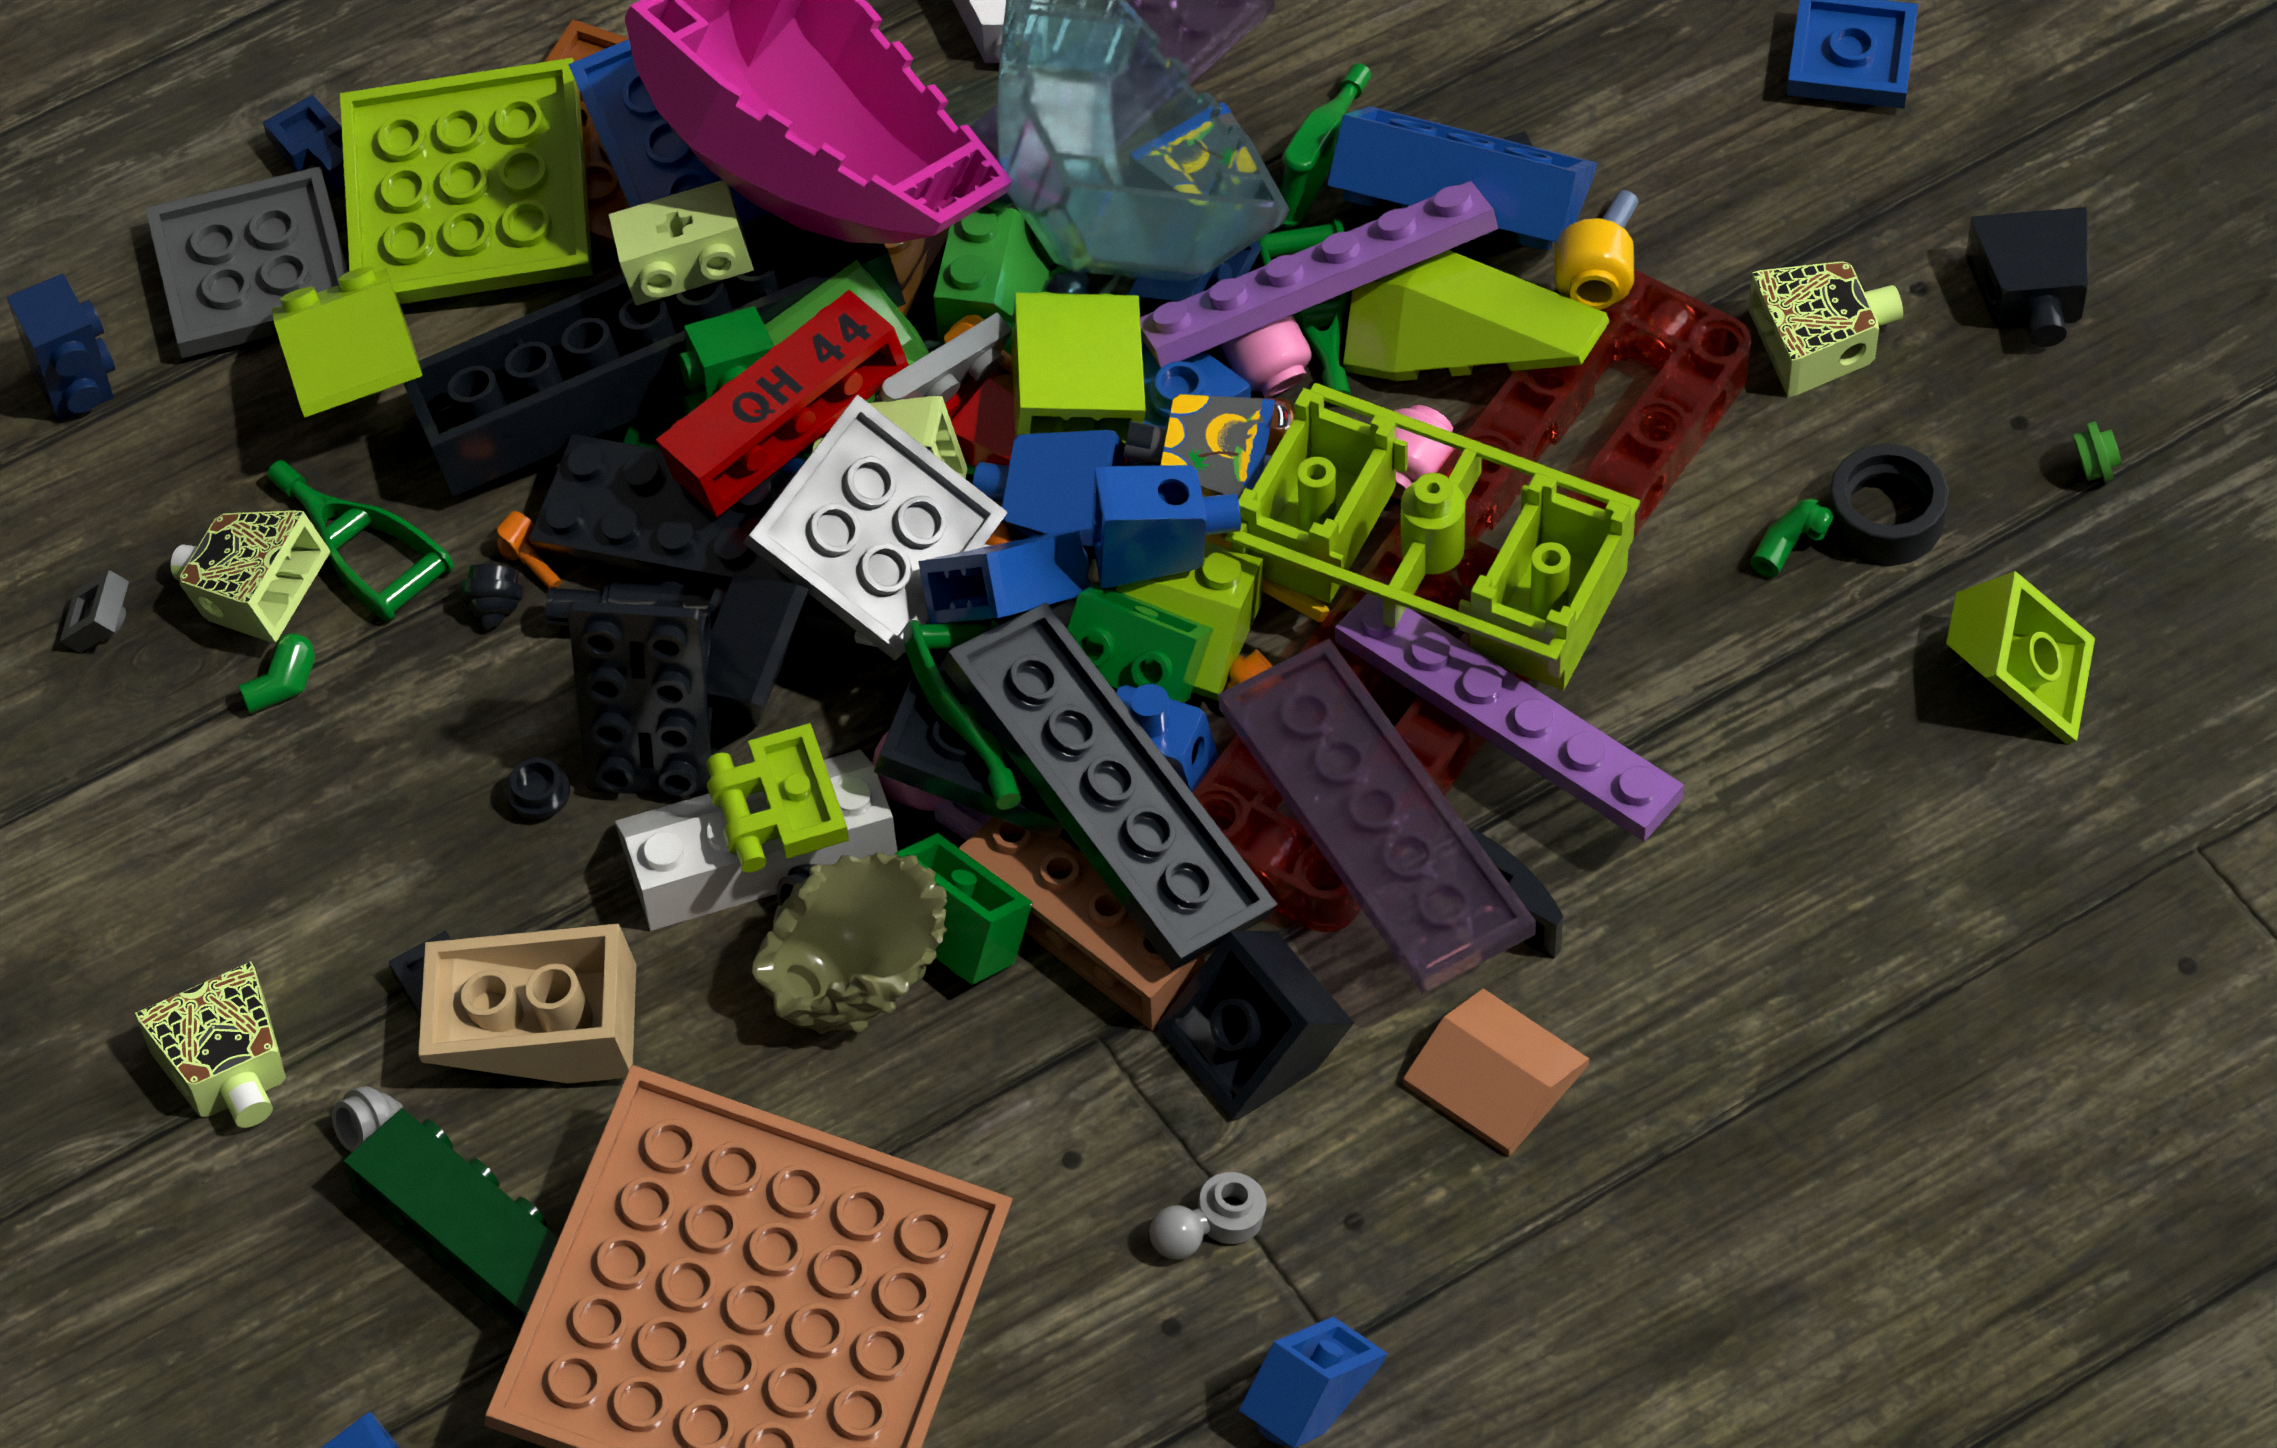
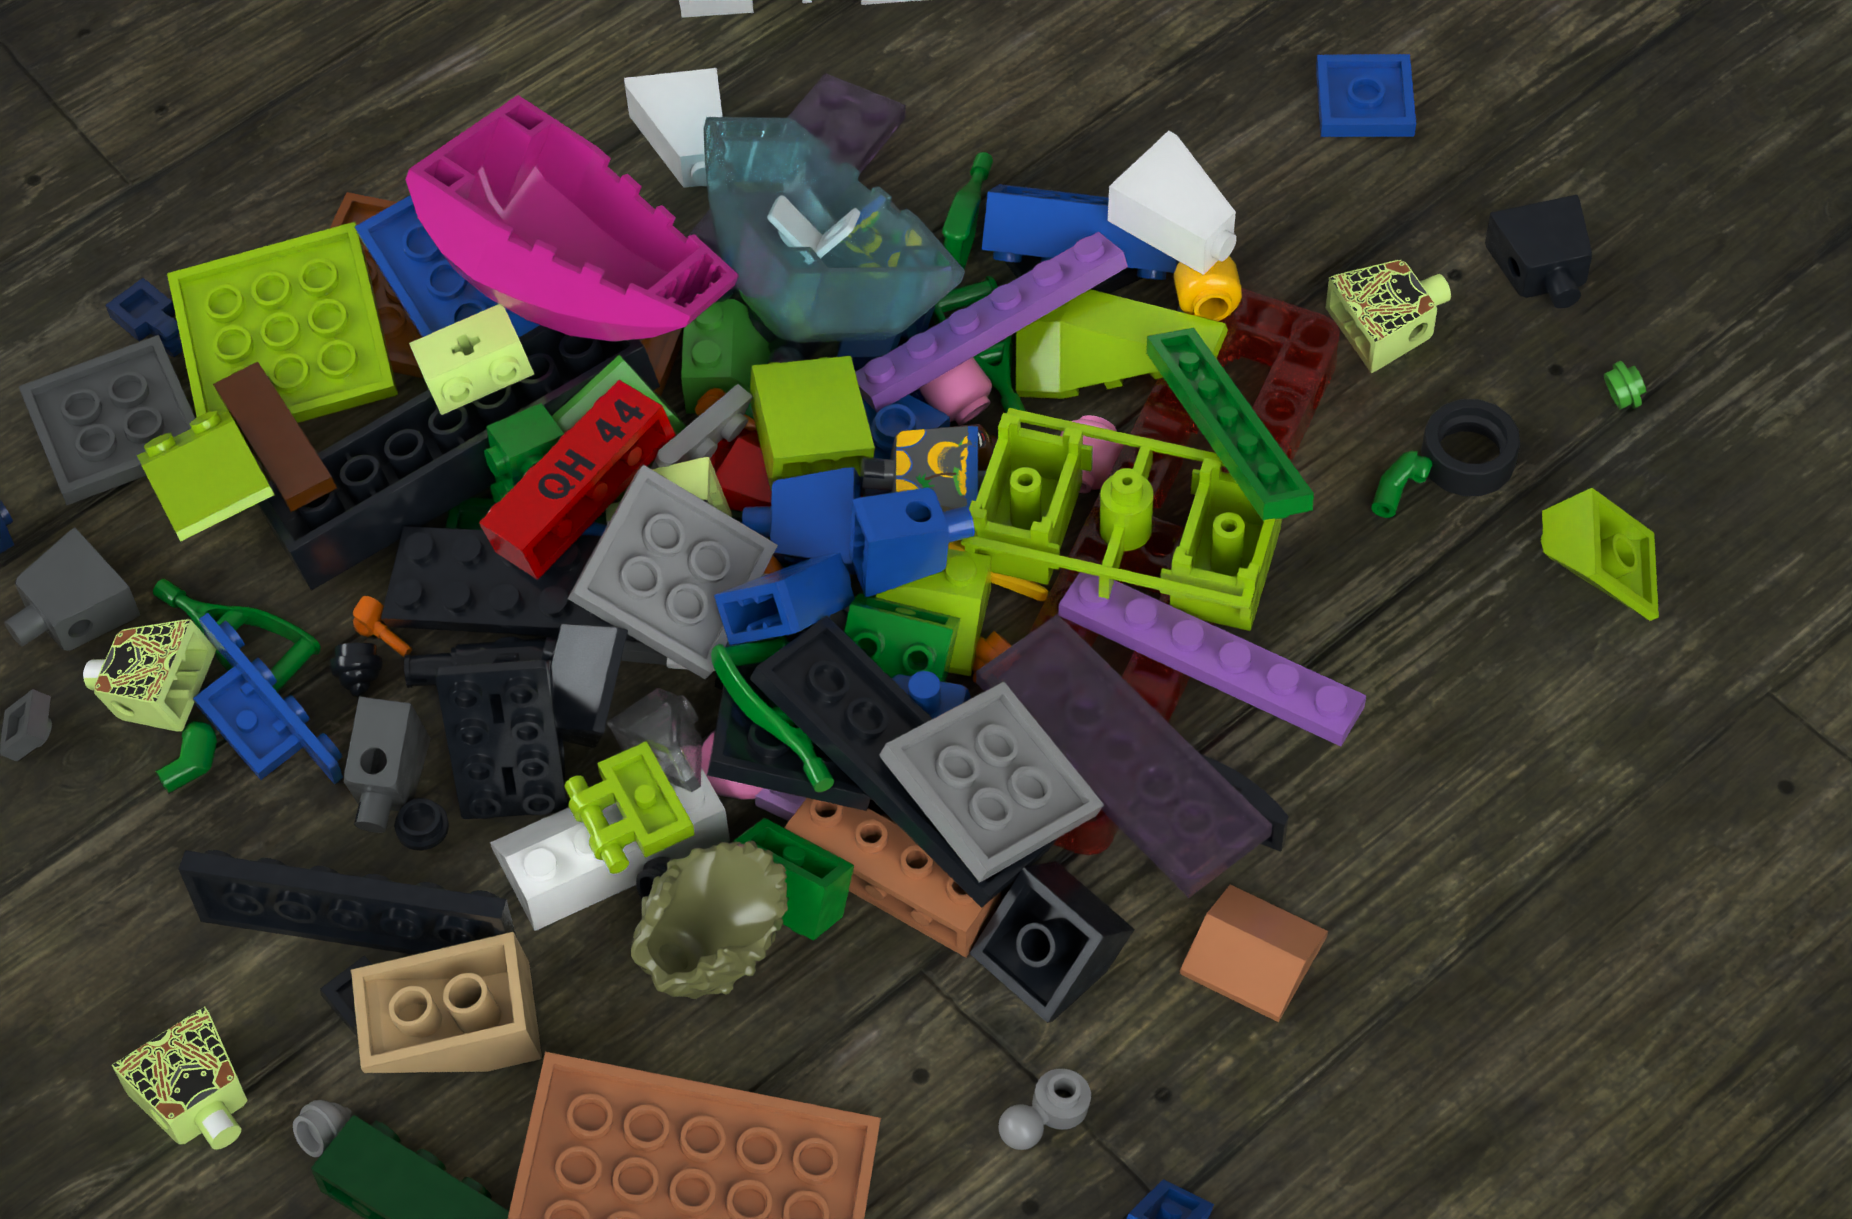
camera: 10 degrees left, 0 degrees up
(170, 466) = (70, 596): none -> dark grey torso
(361, 635) = (254, 715): none -> blue bracket
(420, 867) = (338, 906): none -> black plate
(436, 306) = (275, 436): none -> reddish brown tile
(504, 706) = (384, 760): none -> dark grey torso
(843, 720) = (669, 729): none -> clear slope
(1106, 139) = (799, 232): none -> white bracket
(1208, 823) = (991, 781): none -> light grey plate
(1563, 160) = (1174, 206): none -> white slope
(1575, 436) = (1230, 424): none -> green plate

